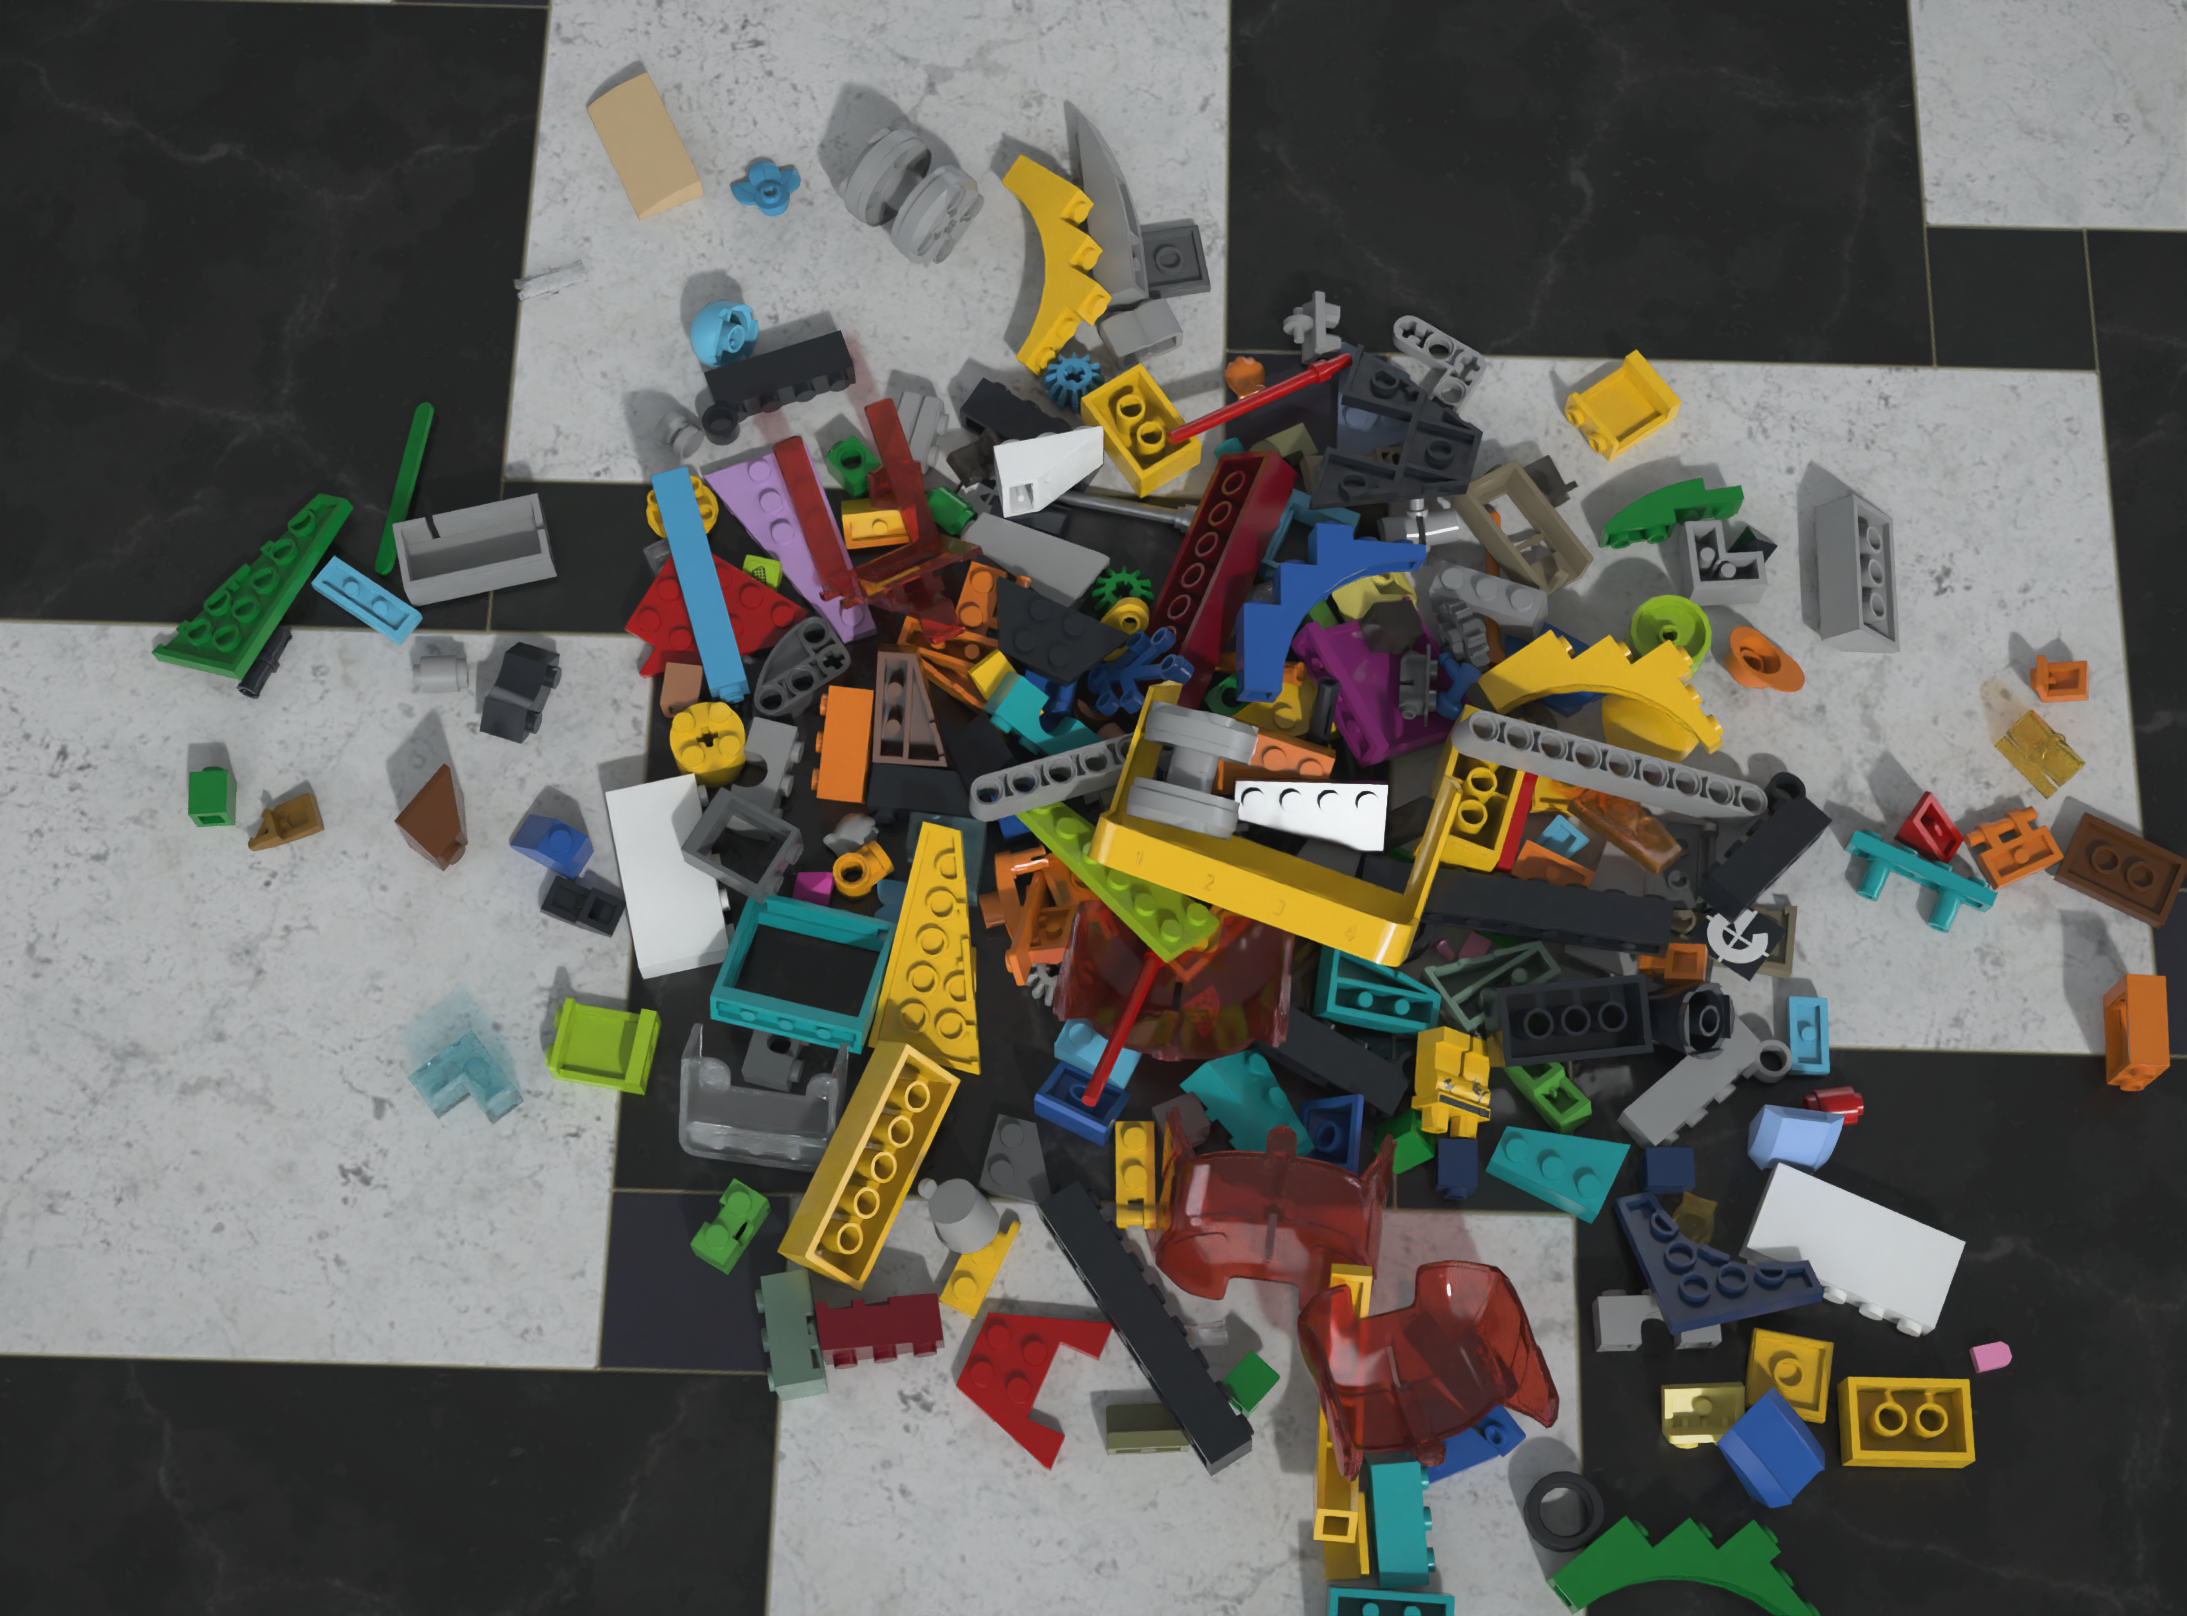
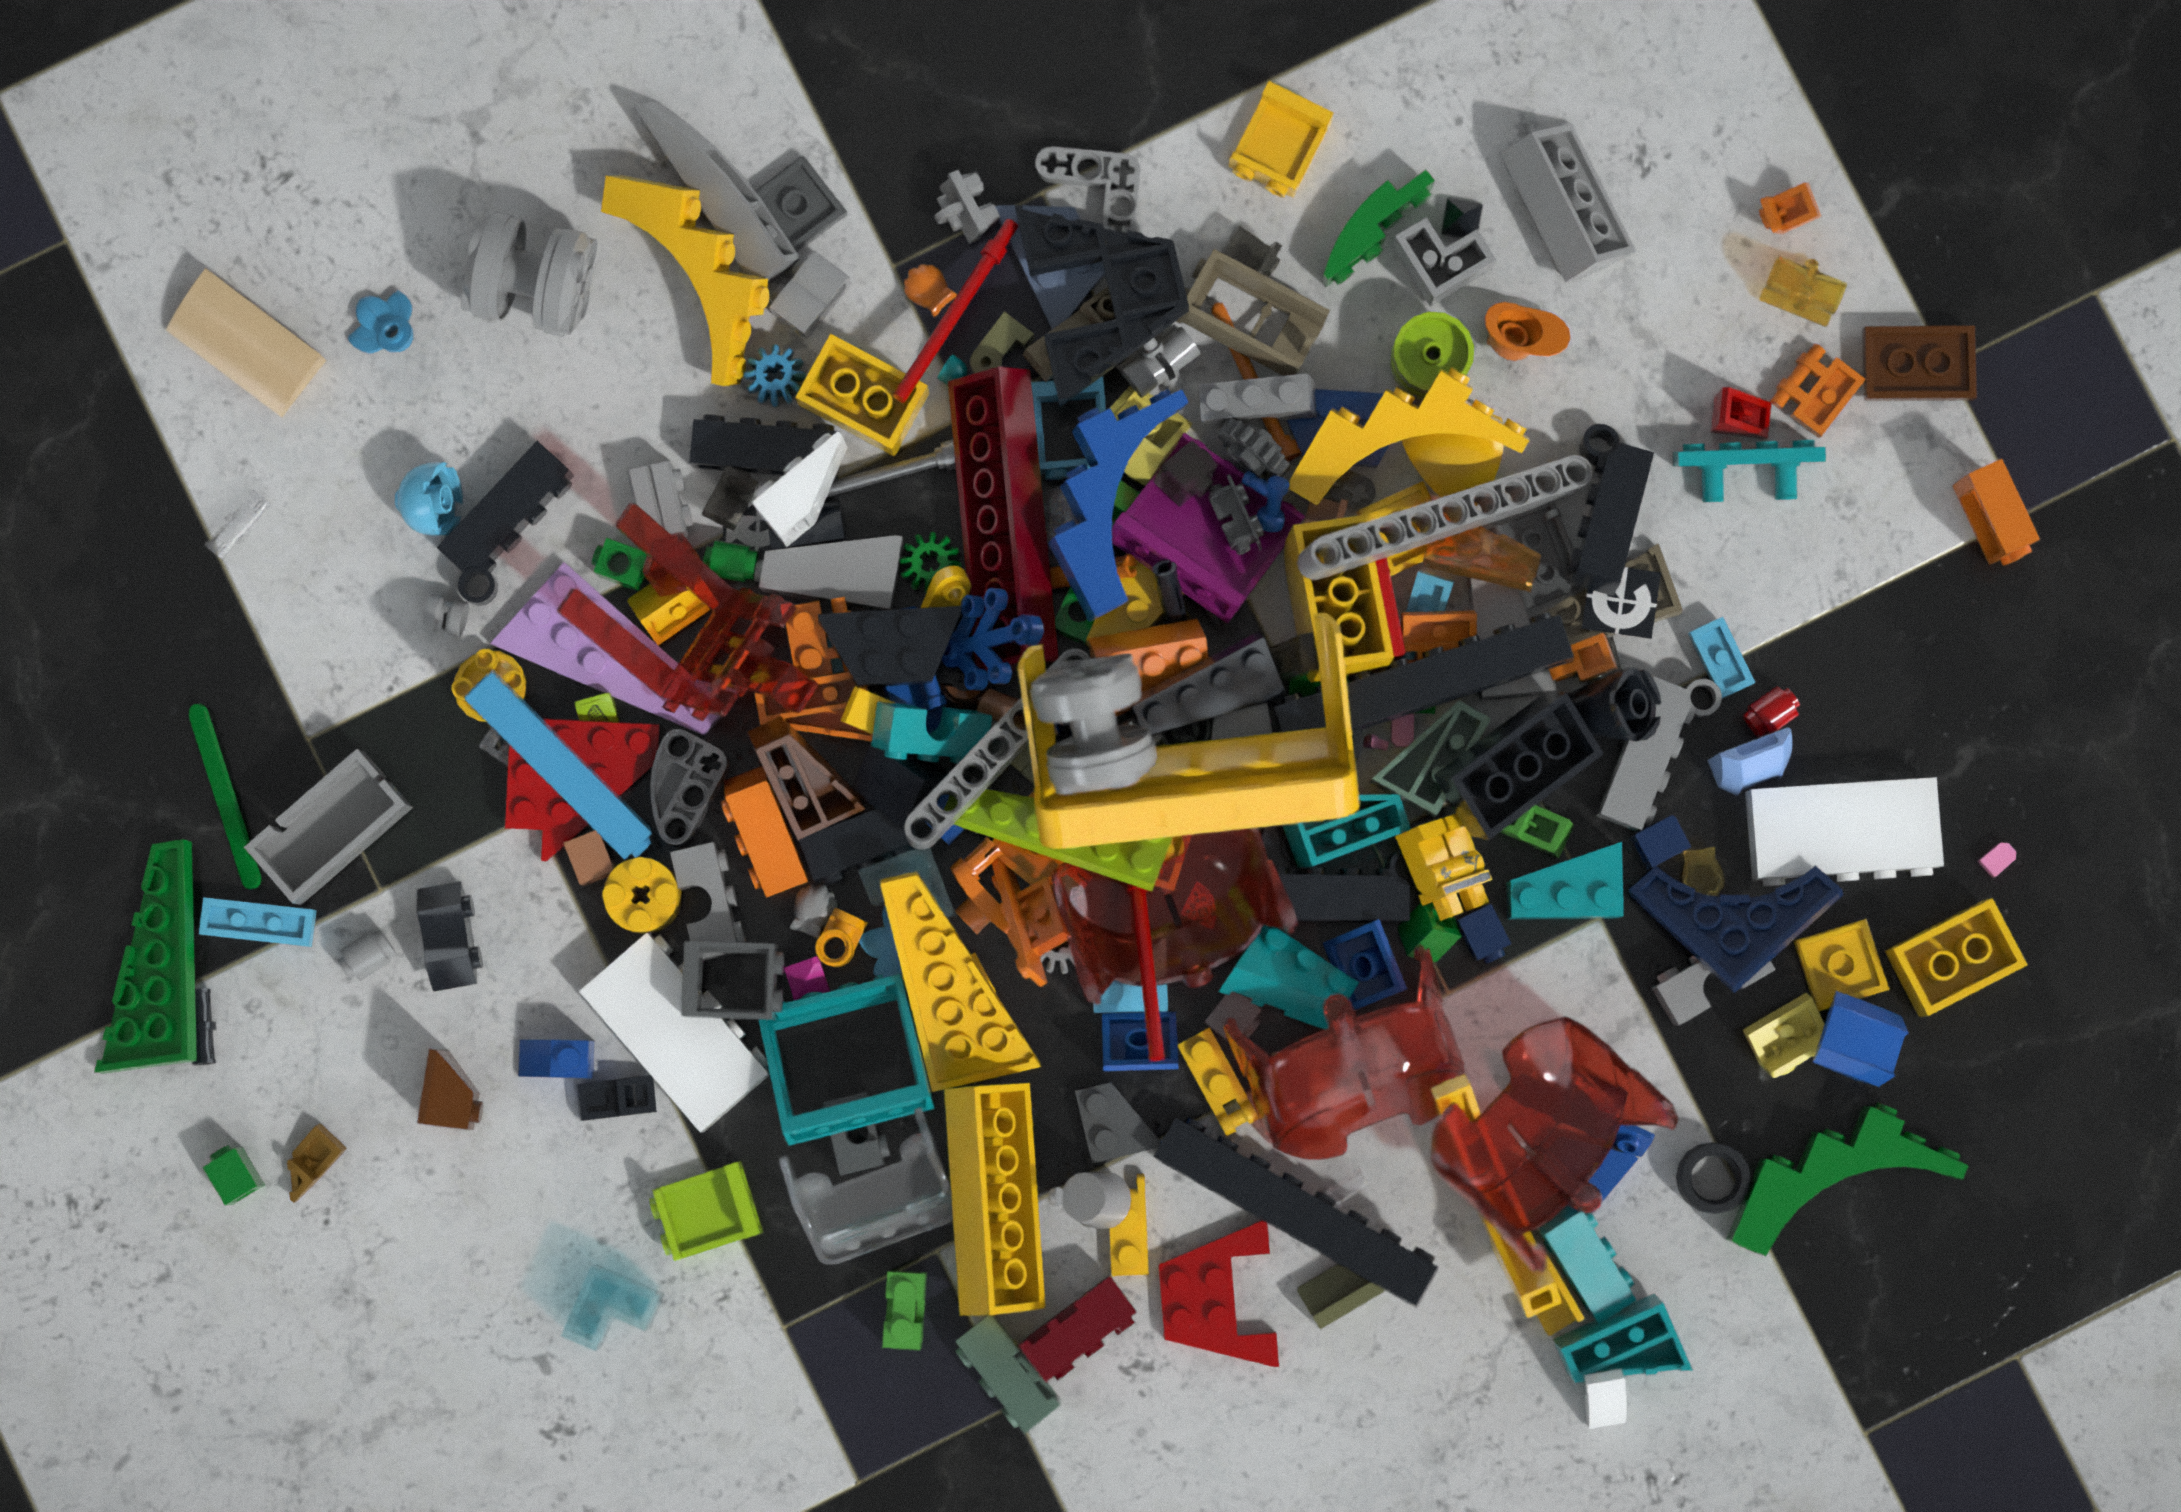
camera: 25 degrees left, 15 degrees up
(1250, 1383) = (1405, 1210): green panel -> none

